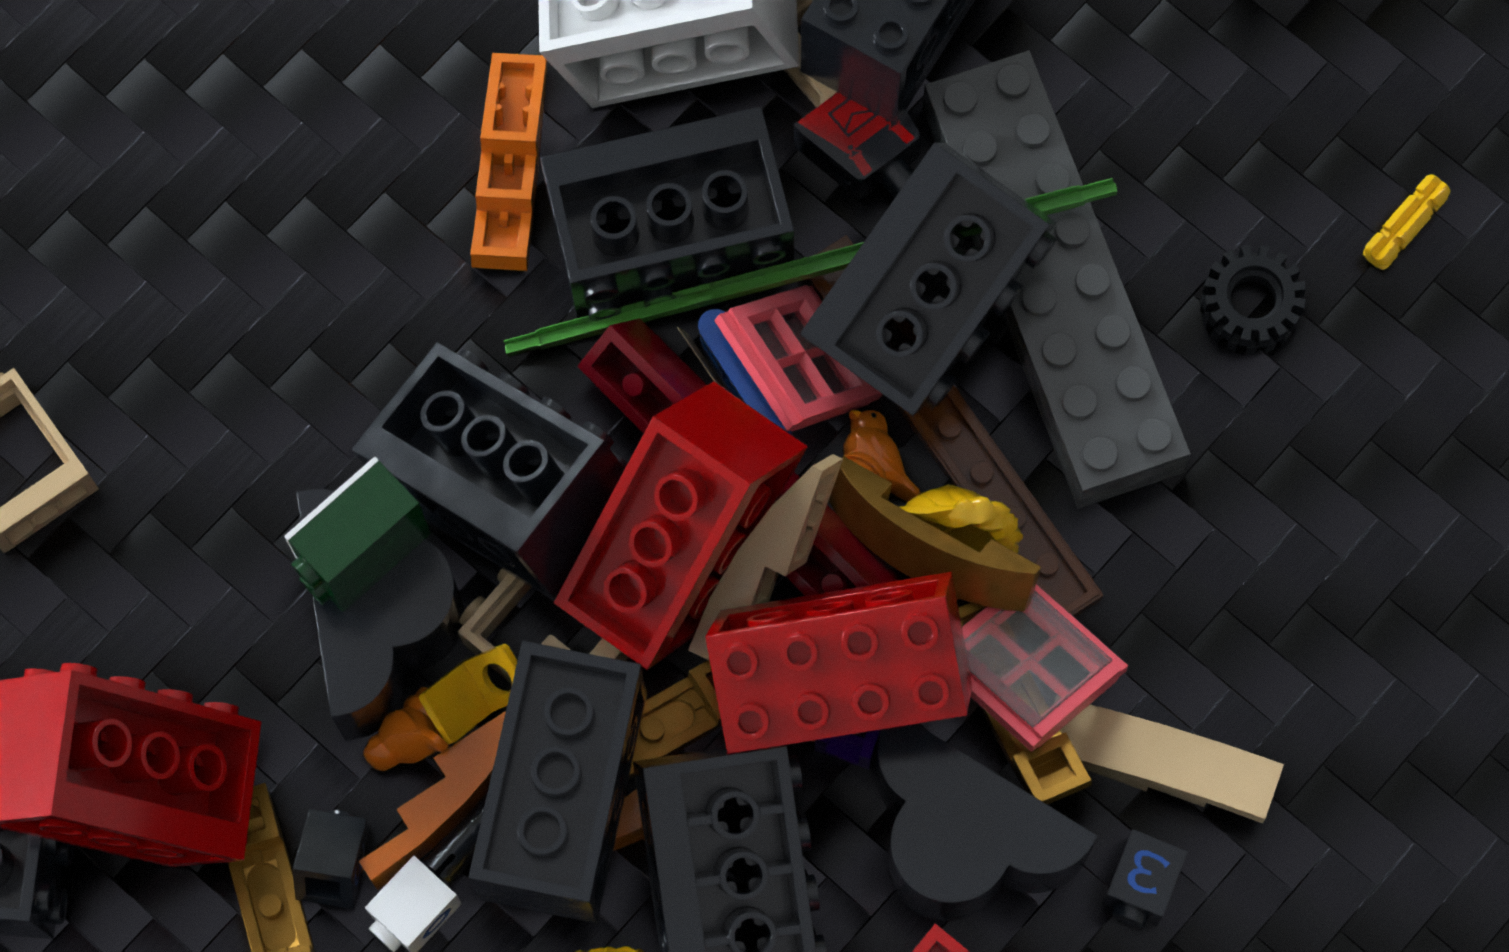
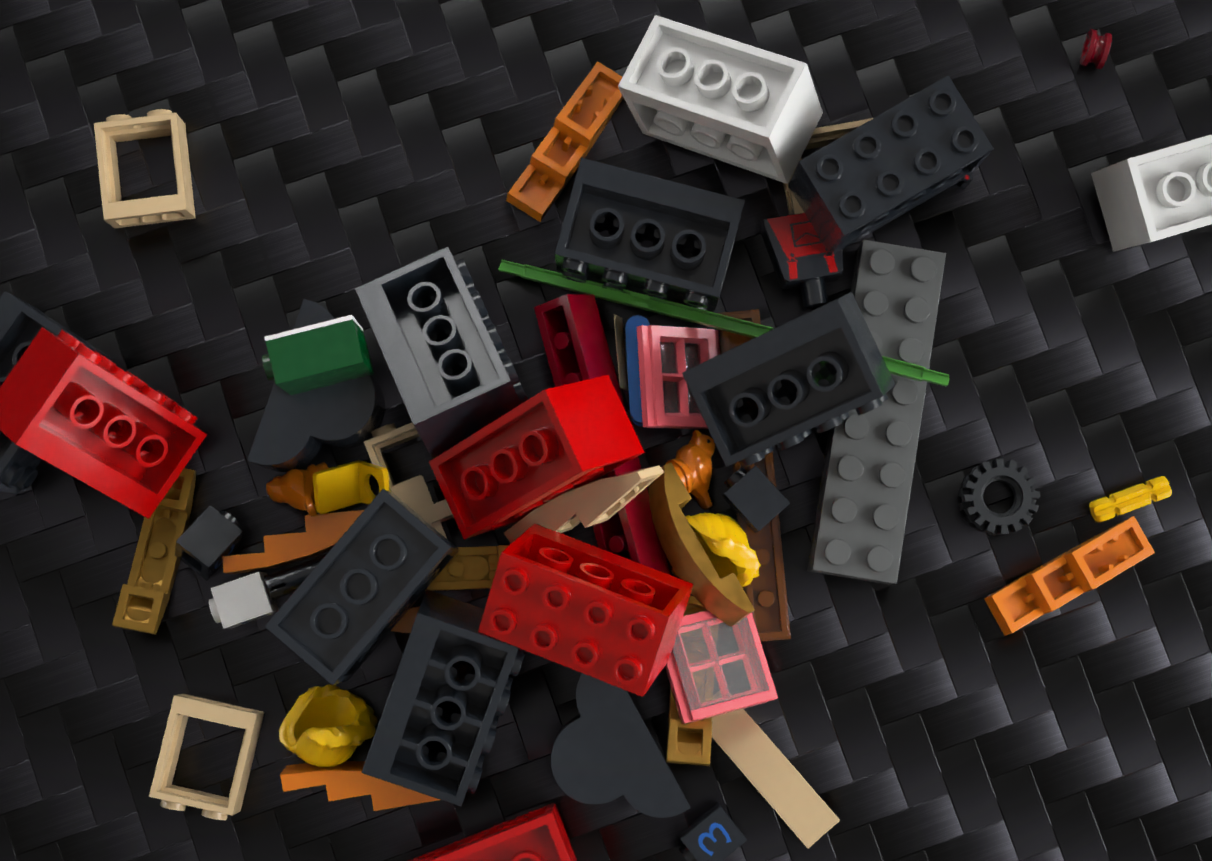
camera: 25 degrees right, 10 degrees up
(965, 448) = (754, 497): none -> black brick
(1387, 346) = (1069, 575): none -> orange slope

